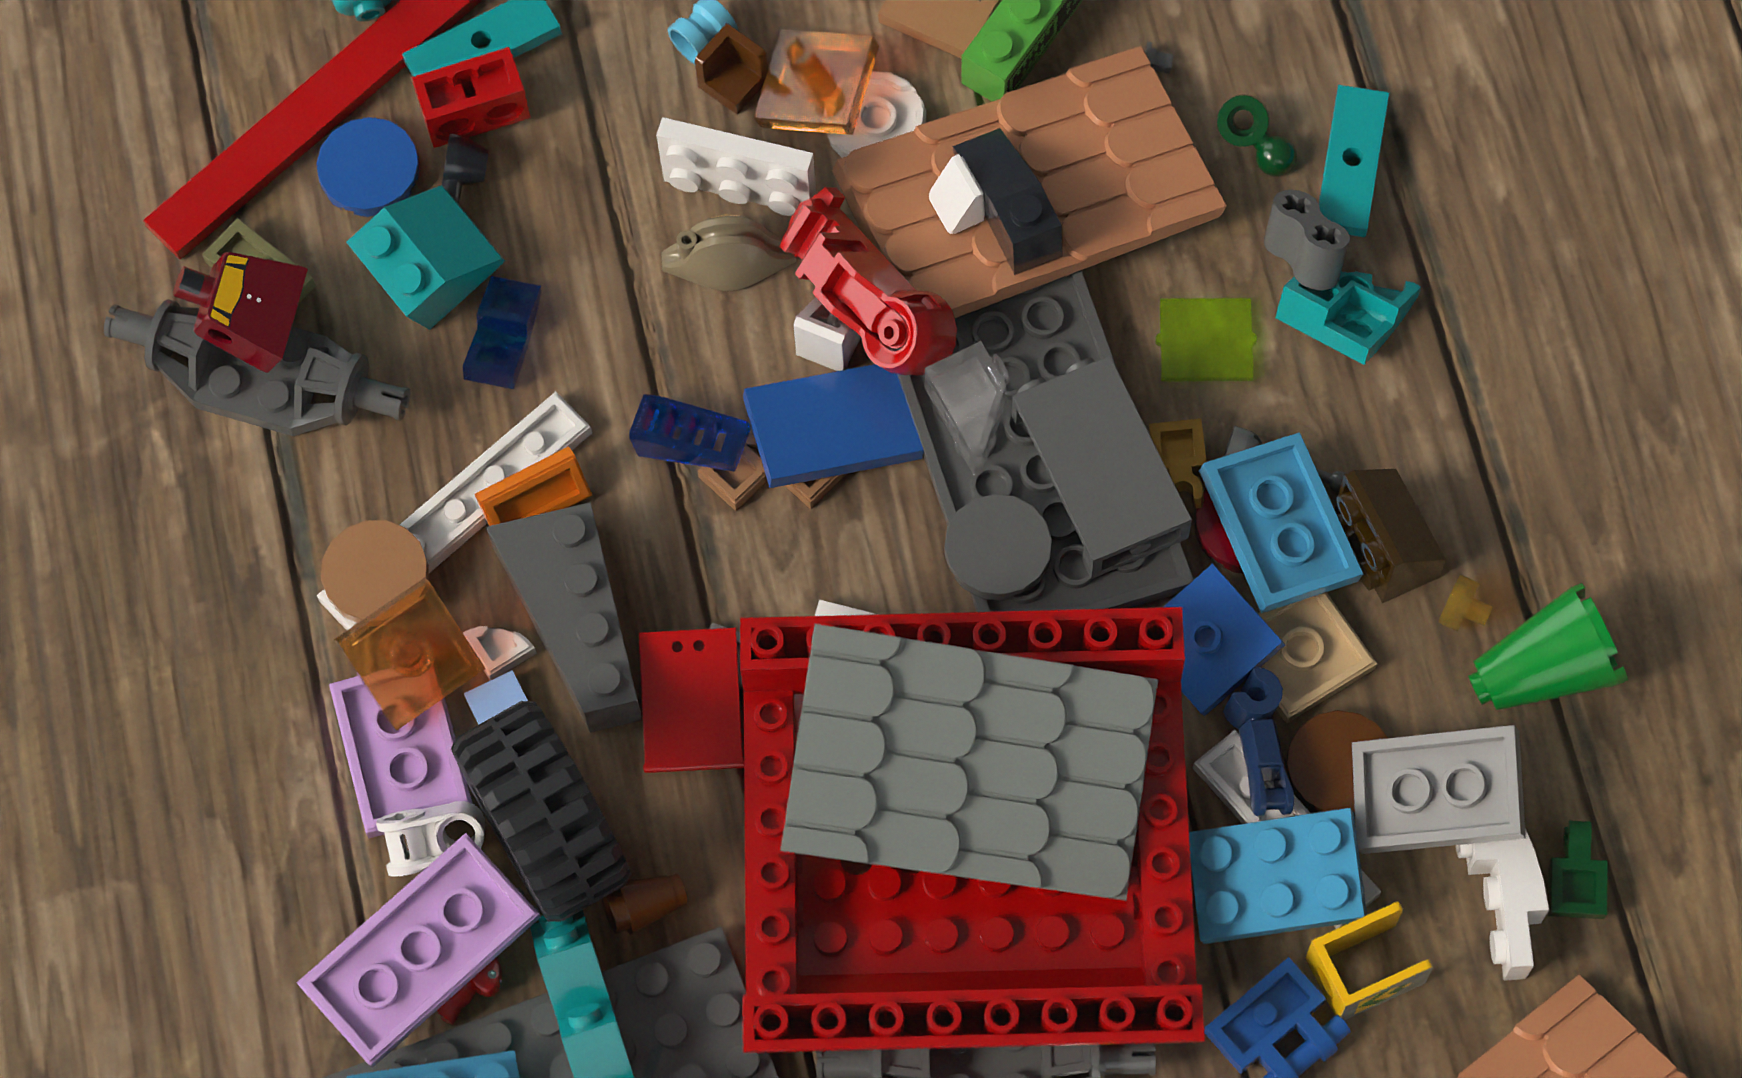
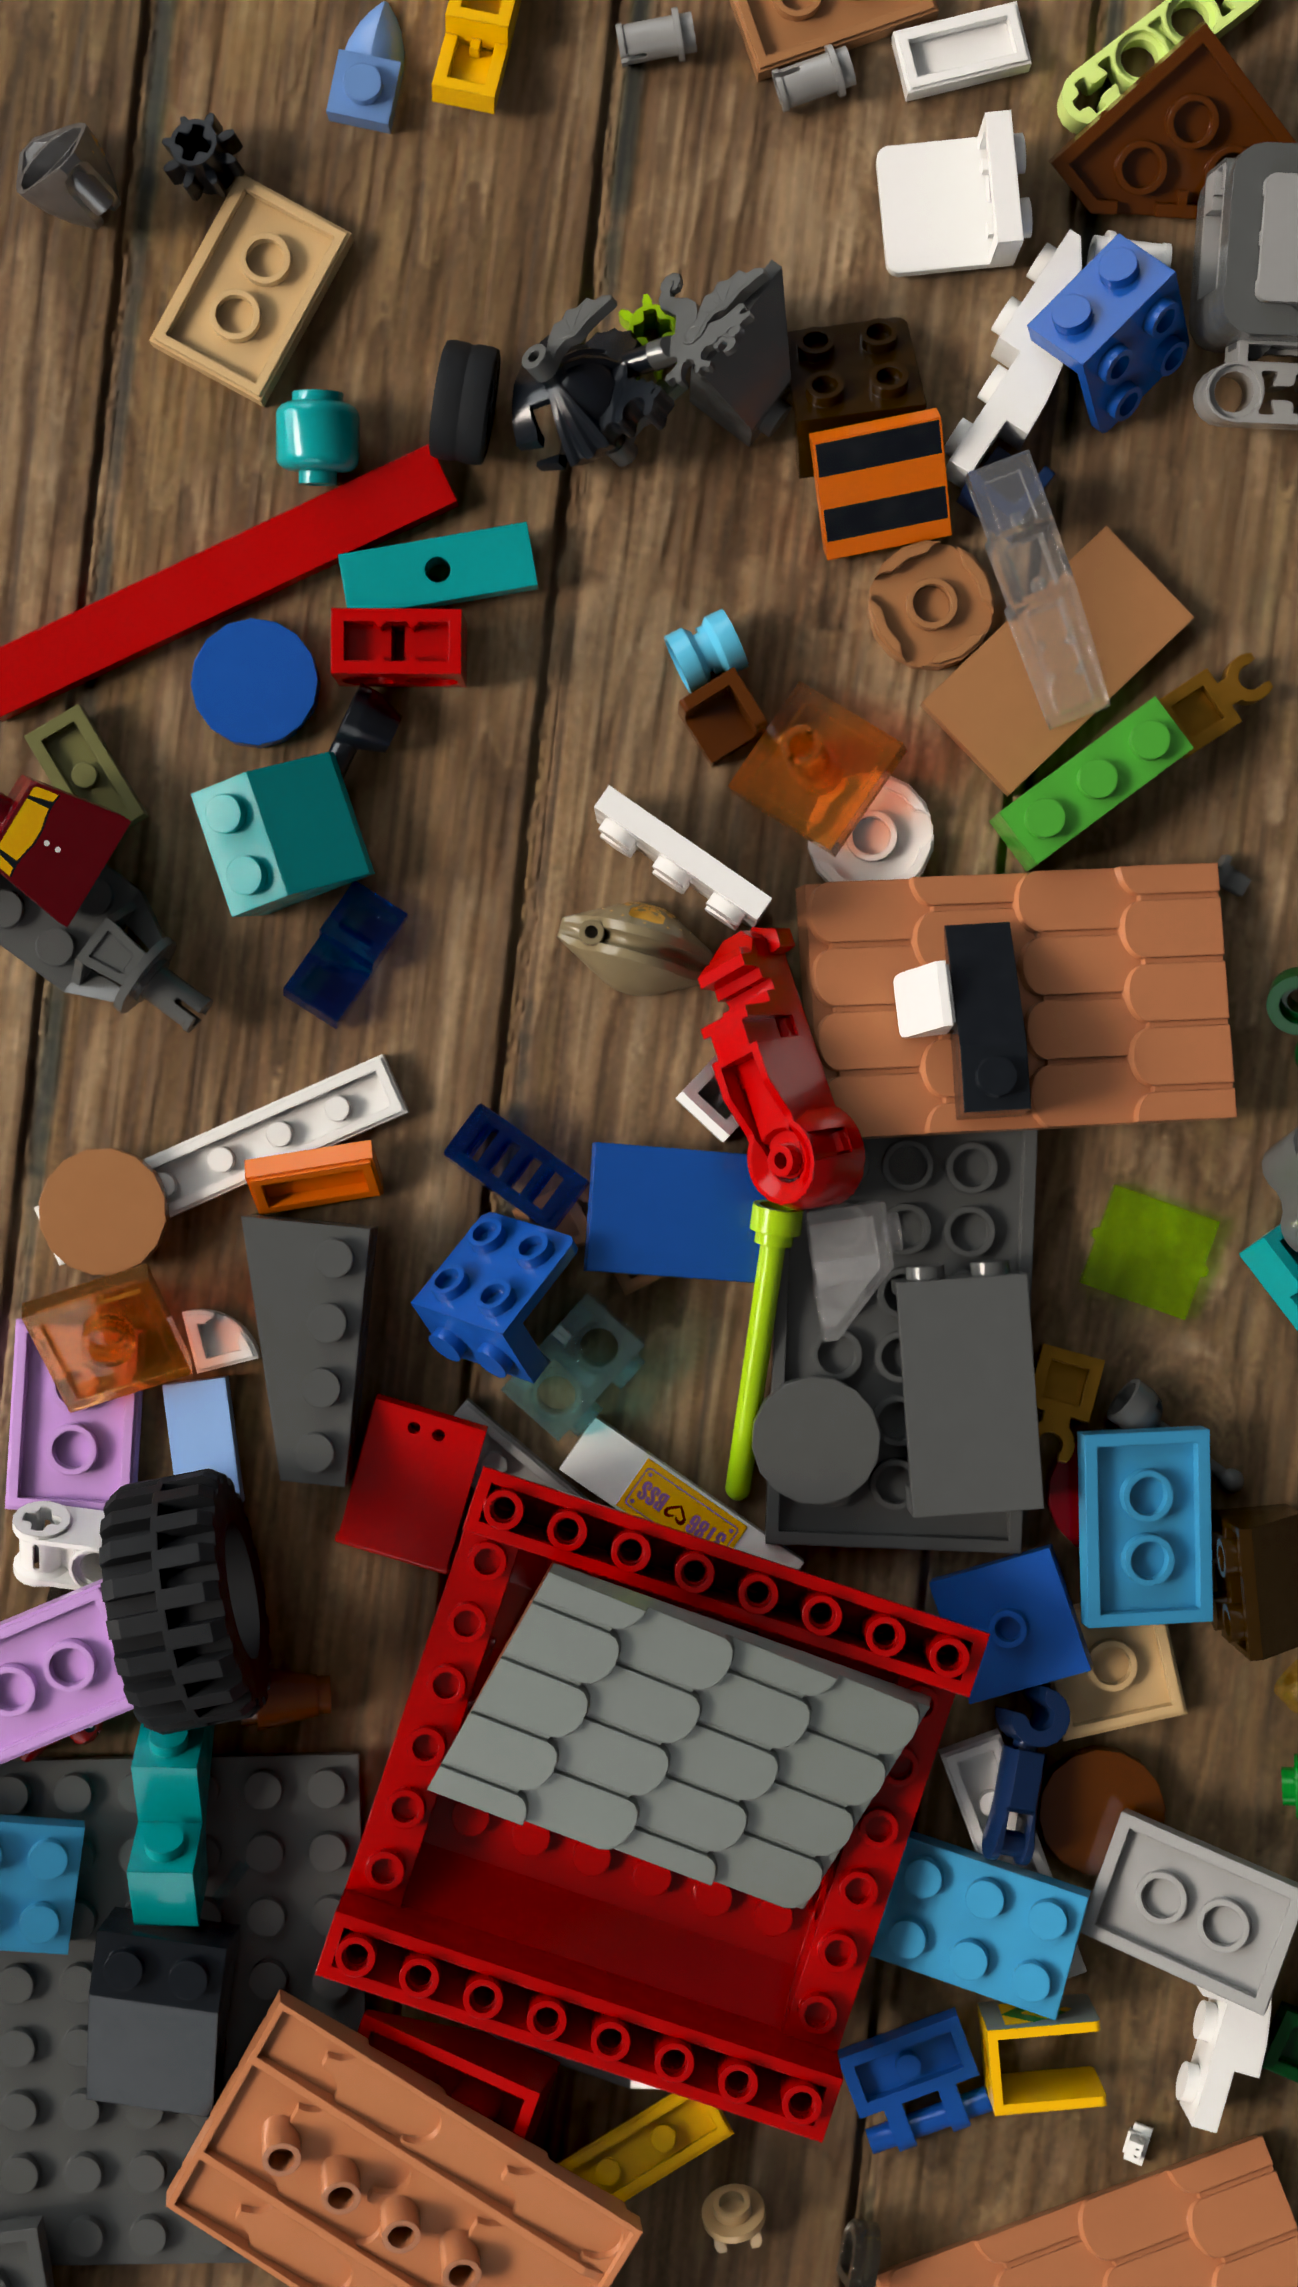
camera: 15 degrees right, 20 degrees up
(697, 533) = (489, 1290): none -> blue bracket
(778, 561) = (589, 1378): none -> clear light blue brick
(906, 401) = (774, 1231): none -> lime piece
(1481, 1022) = (1137, 2143): none -> white piece

